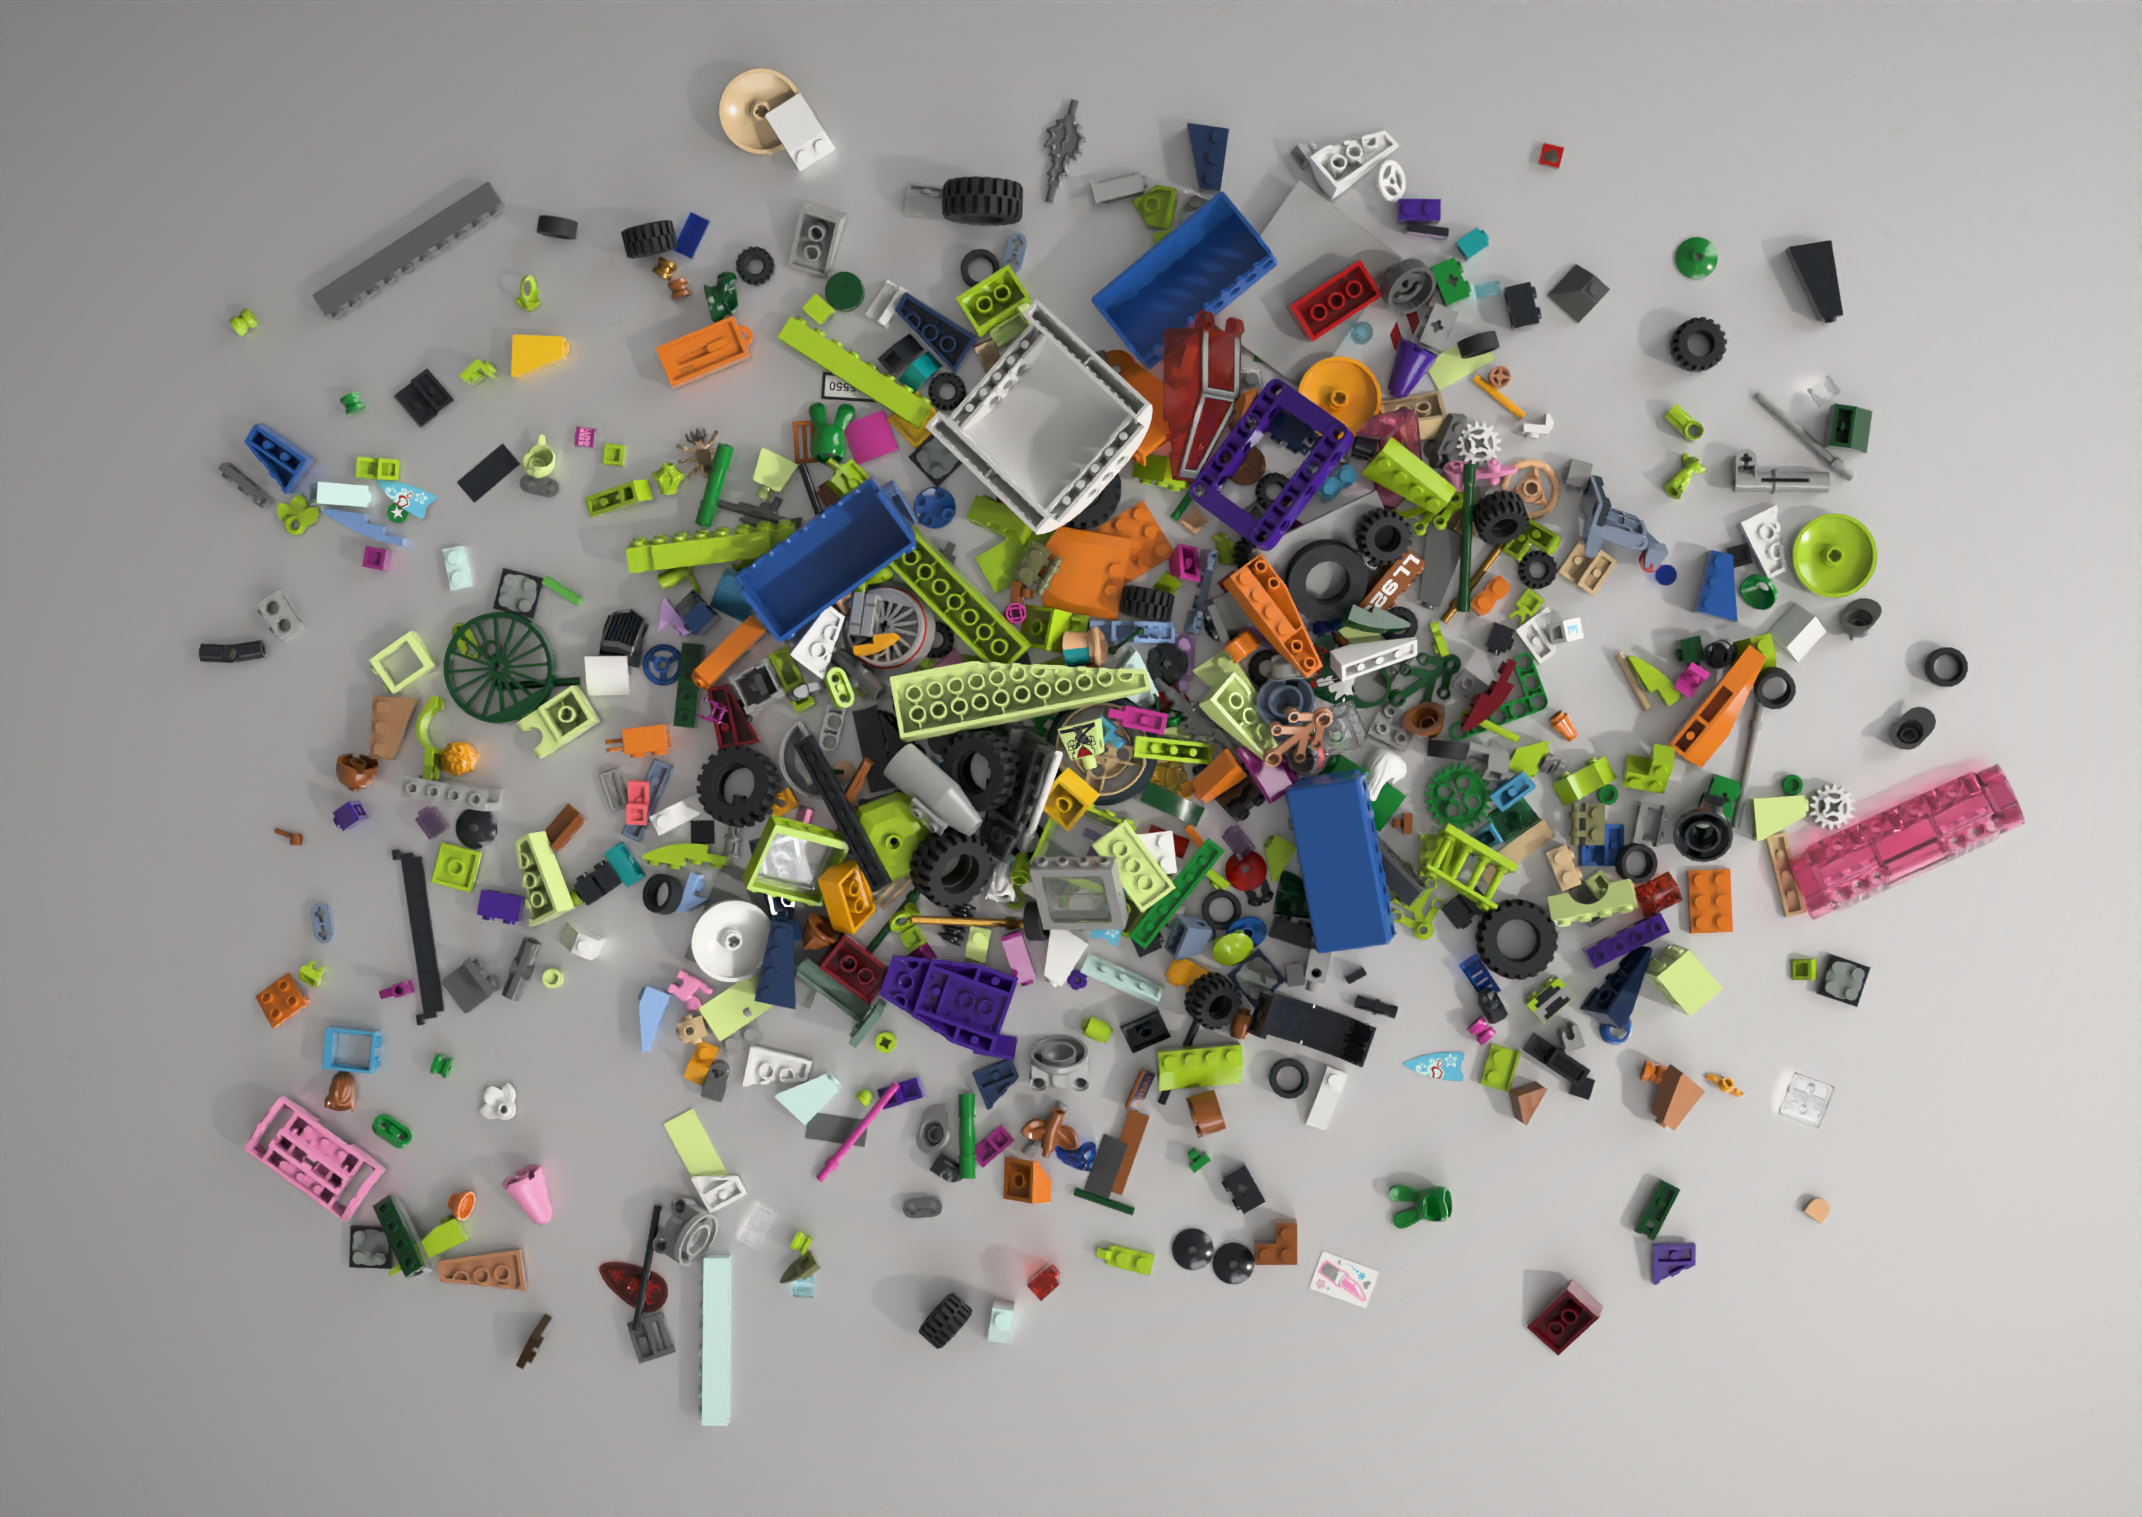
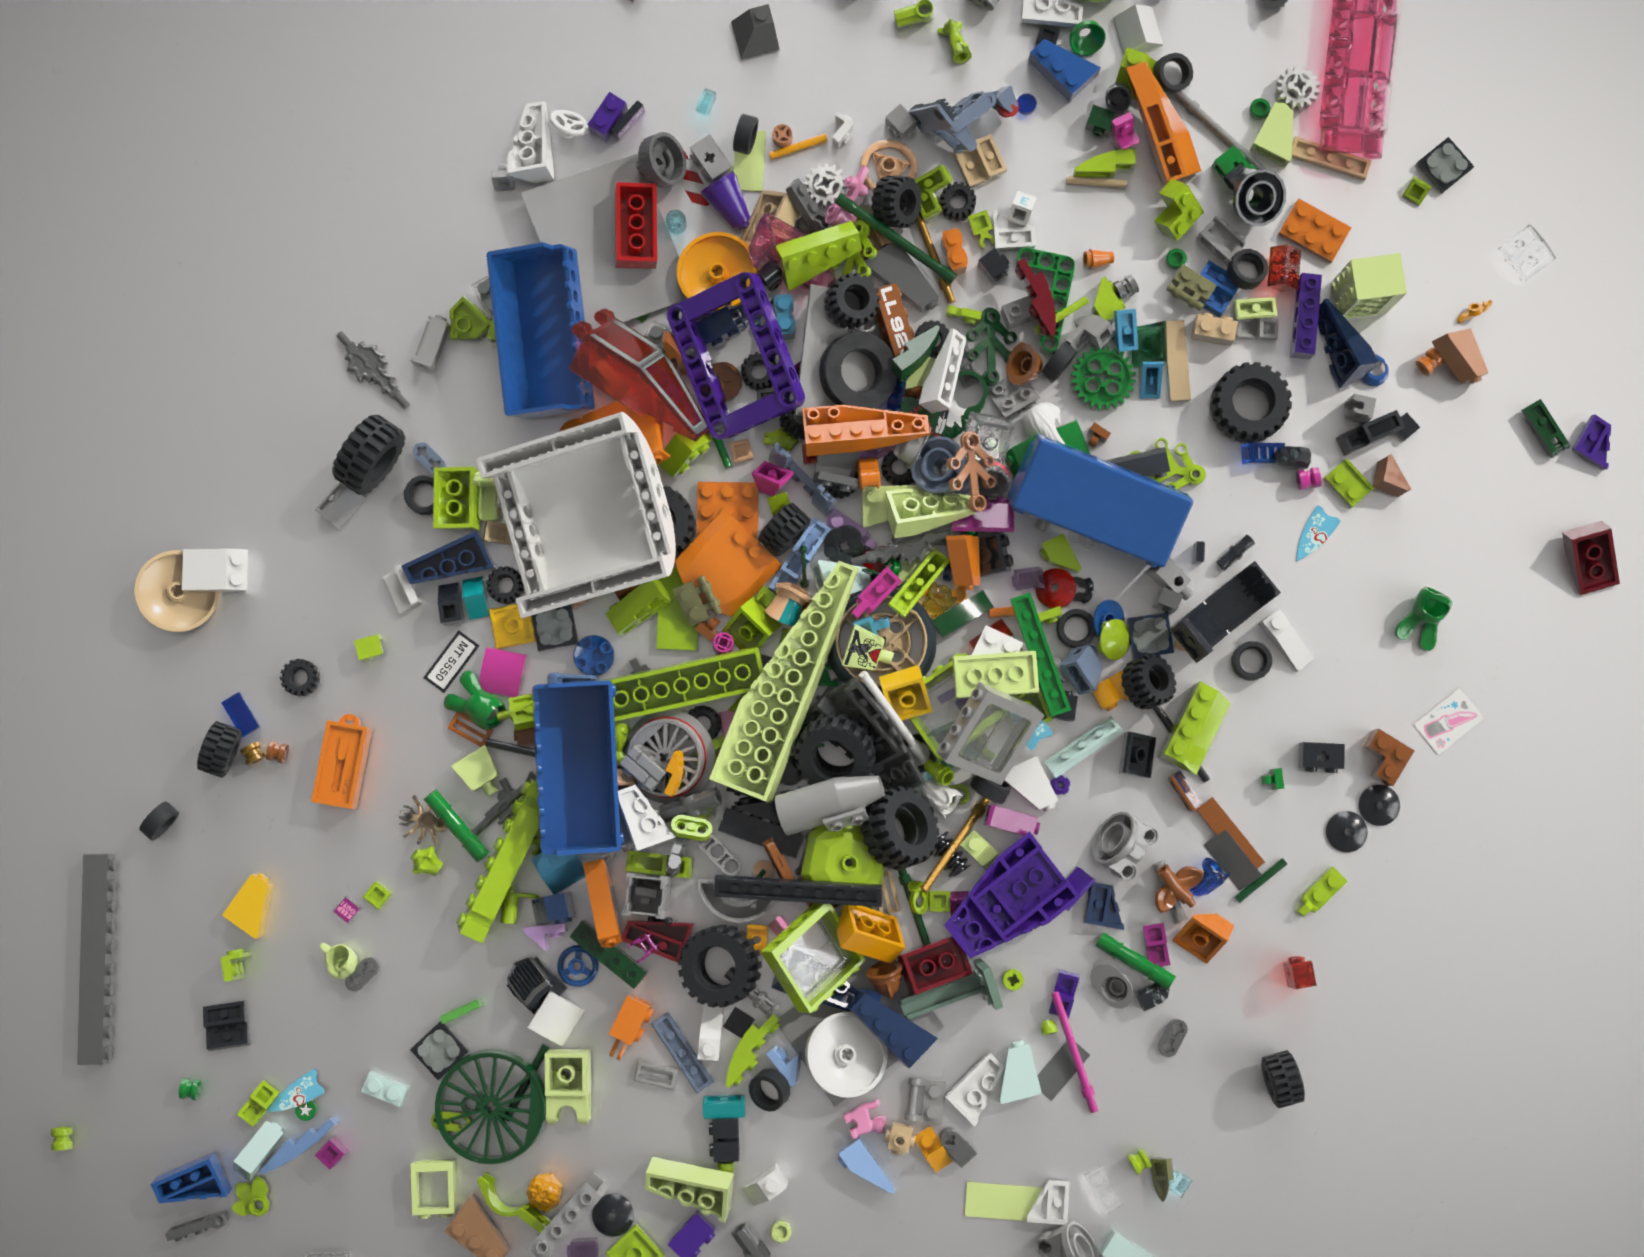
camera: 55 degrees left, 5 degrees down
(488, 473) = (323, 1011): black sticker -> none
(530, 301) = (205, 882): lime piece -> none
(564, 827) = (660, 1138): dark orange panel -> none
(619, 497) = (415, 913): lime slope -> none
(638, 802) = (679, 1061): coral slope -> none
(722, 297) = (306, 719): dark green piece -> none
(726, 1010) = (903, 1100): yellowish green window -> none
(816, 239) = (311, 613): light grey slope -> none
(844, 291) = (369, 617): dark green head -> none
(855, 372) = (440, 650): lime brick -> none
(1000, 1321) = (1311, 1031): light aqua slope -> none
(1096, 1029) = (1112, 795): lime brick -> none
(1206, 1113) = (1239, 746): dark orange brick -> none
(1208, 153) = (453, 253): dark blue wedge -> none
(1240, 1024) = (1183, 671): dark orange brick -> none
(1290, 931) = (1129, 583): black brick -> none
(1291, 896) = (1103, 564): dark green brick -> none
(1427, 848) = (1141, 424): lime slope -> none
(1449, 294) = (689, 133): green brick -> none
(1461, 910) = (1197, 427): black piece -> none
(1472, 243) = (661, 91): teal brick -> none
(1485, 856) = (1167, 383): lime fence -> none
(1522, 306) = (737, 82): black brick -> none
(1548, 999) = (1316, 407): brick -> none
(1584, 780) = (1153, 268): lime brick -> none
(1618, 898) = (1252, 346): yellowish green arch -> none
(1817, 1209) = (1623, 299): light nougat tile -> none

